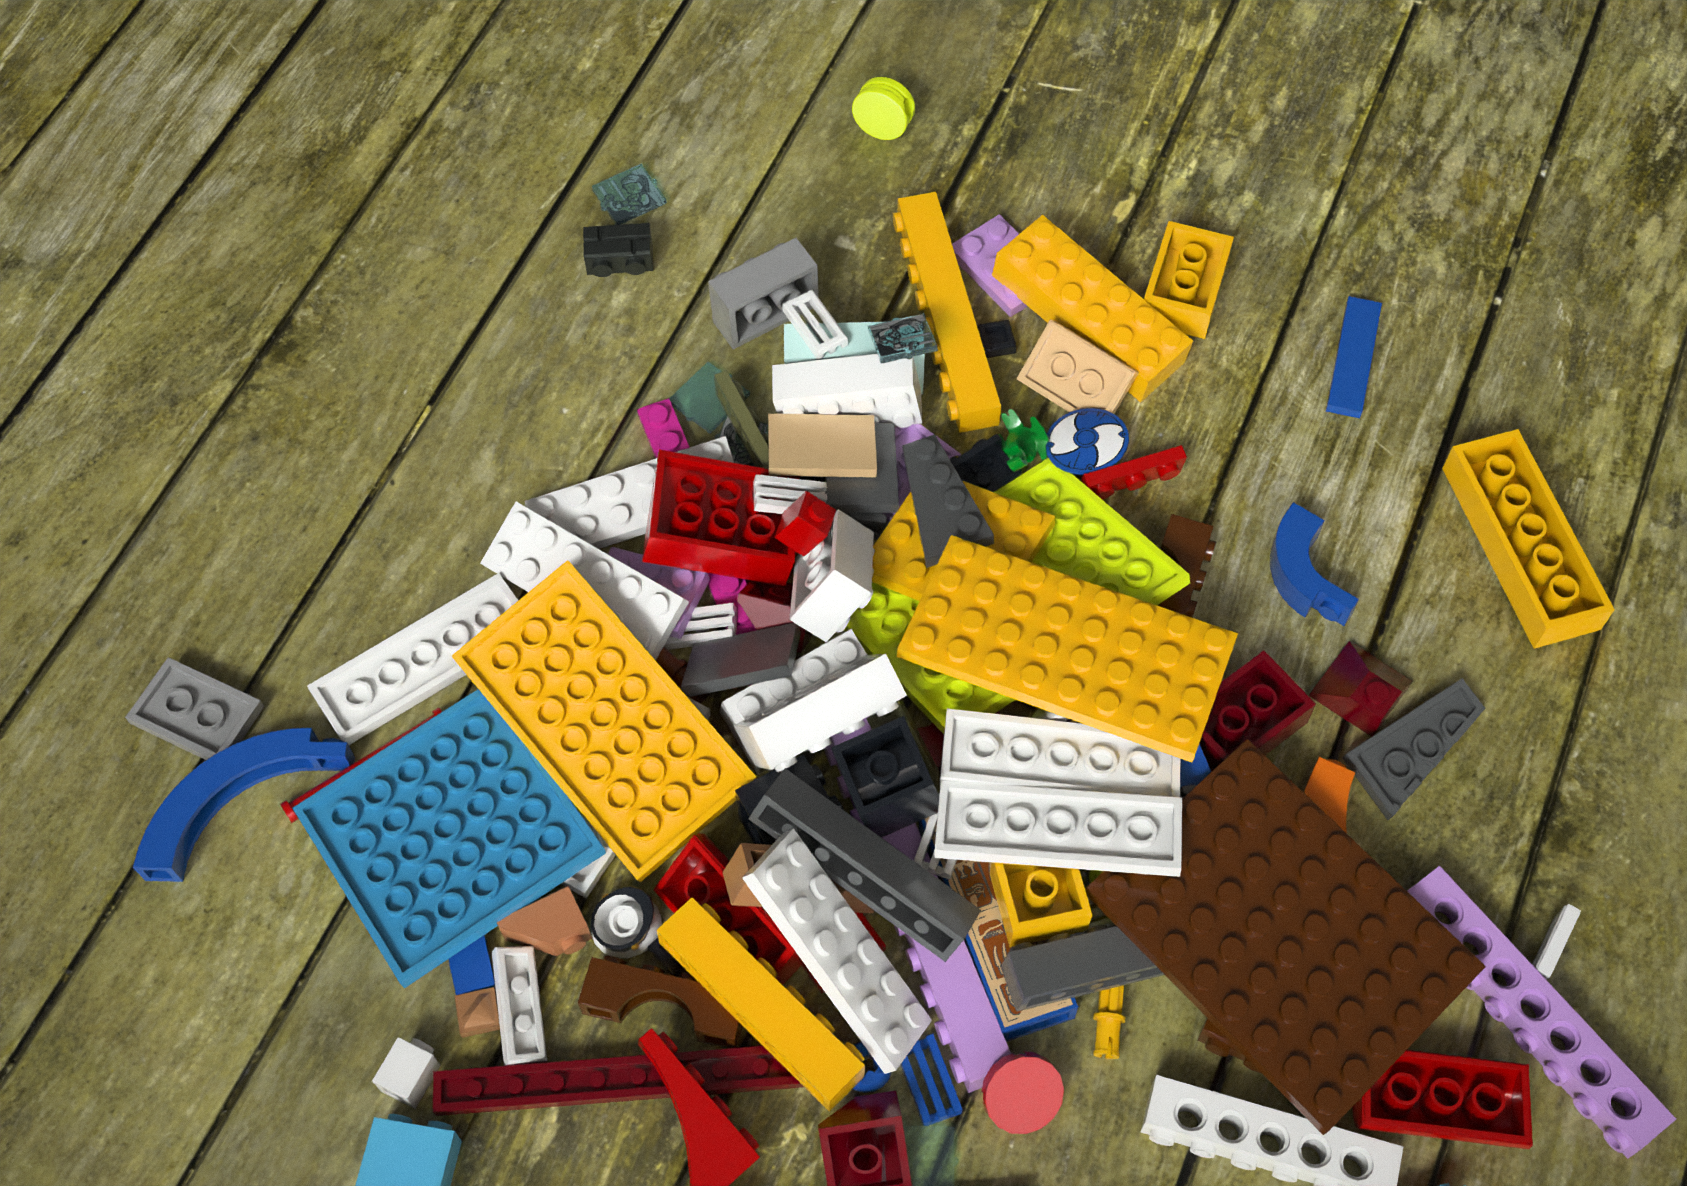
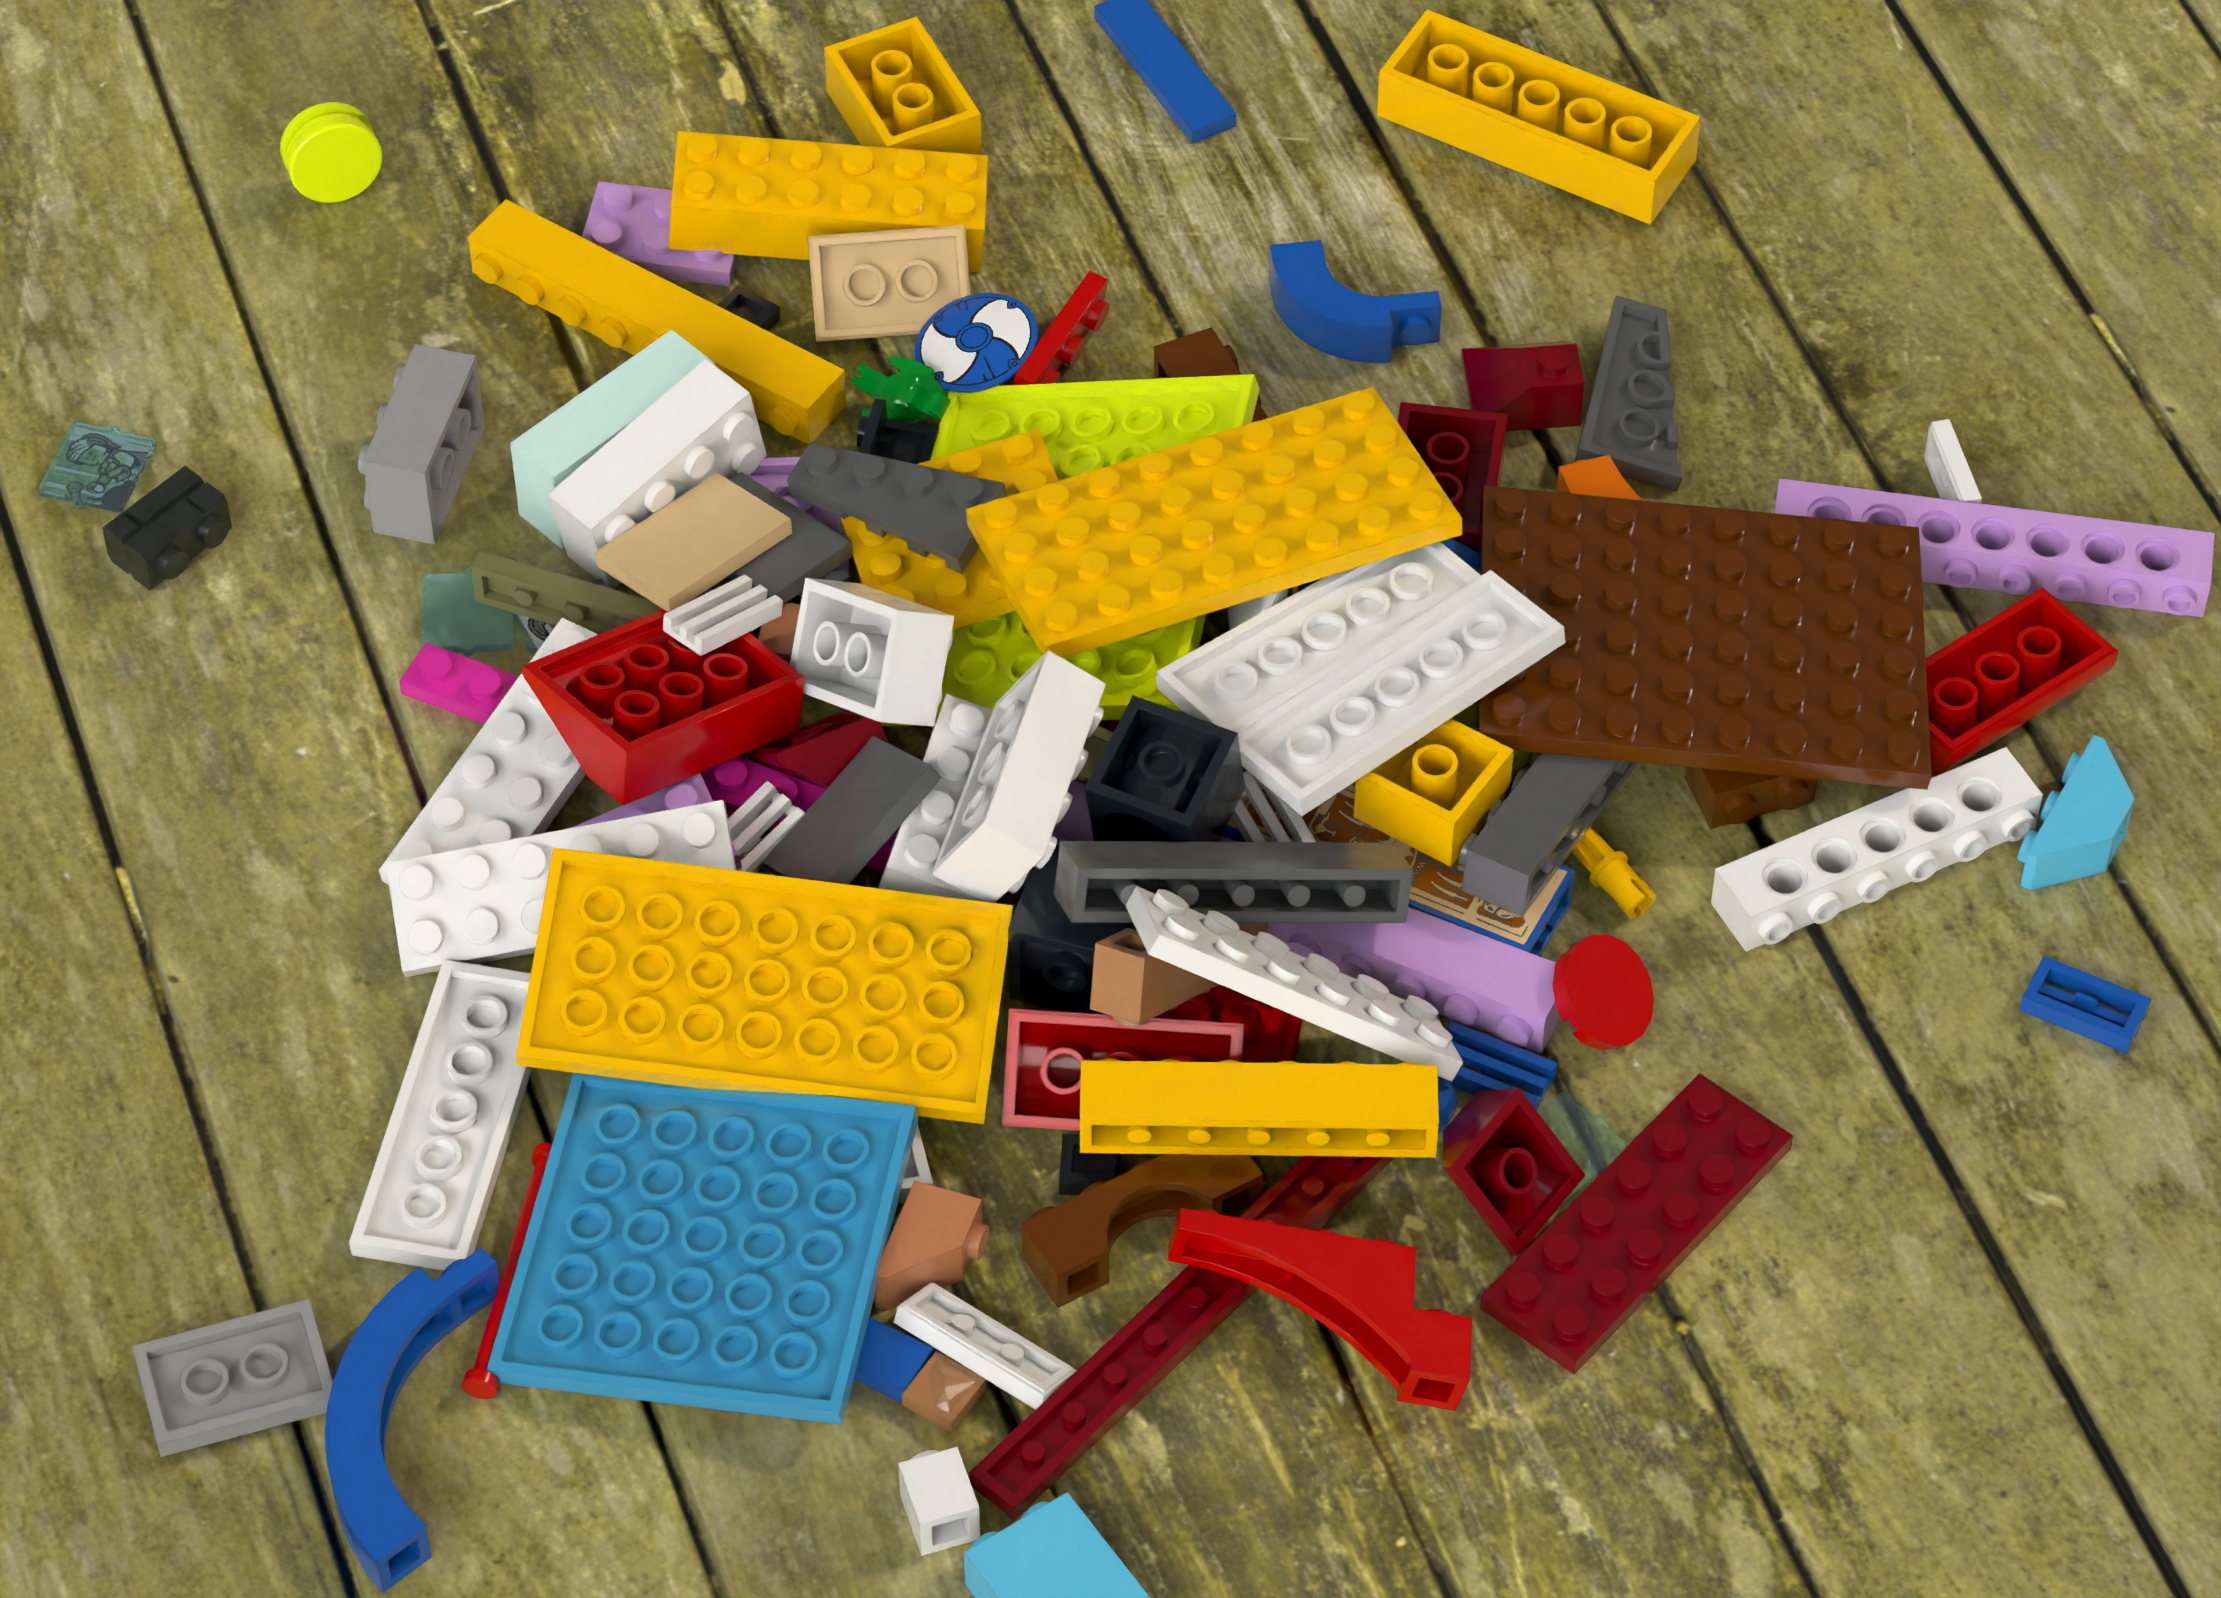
camera: 45 degrees left, 10 degrees down
(625, 922) = (1010, 1173): white piece -> none
(805, 523) = (780, 621): red brick -> none
(827, 344) = (549, 422): white tile -> none
(902, 338) = (678, 355): piece -> none

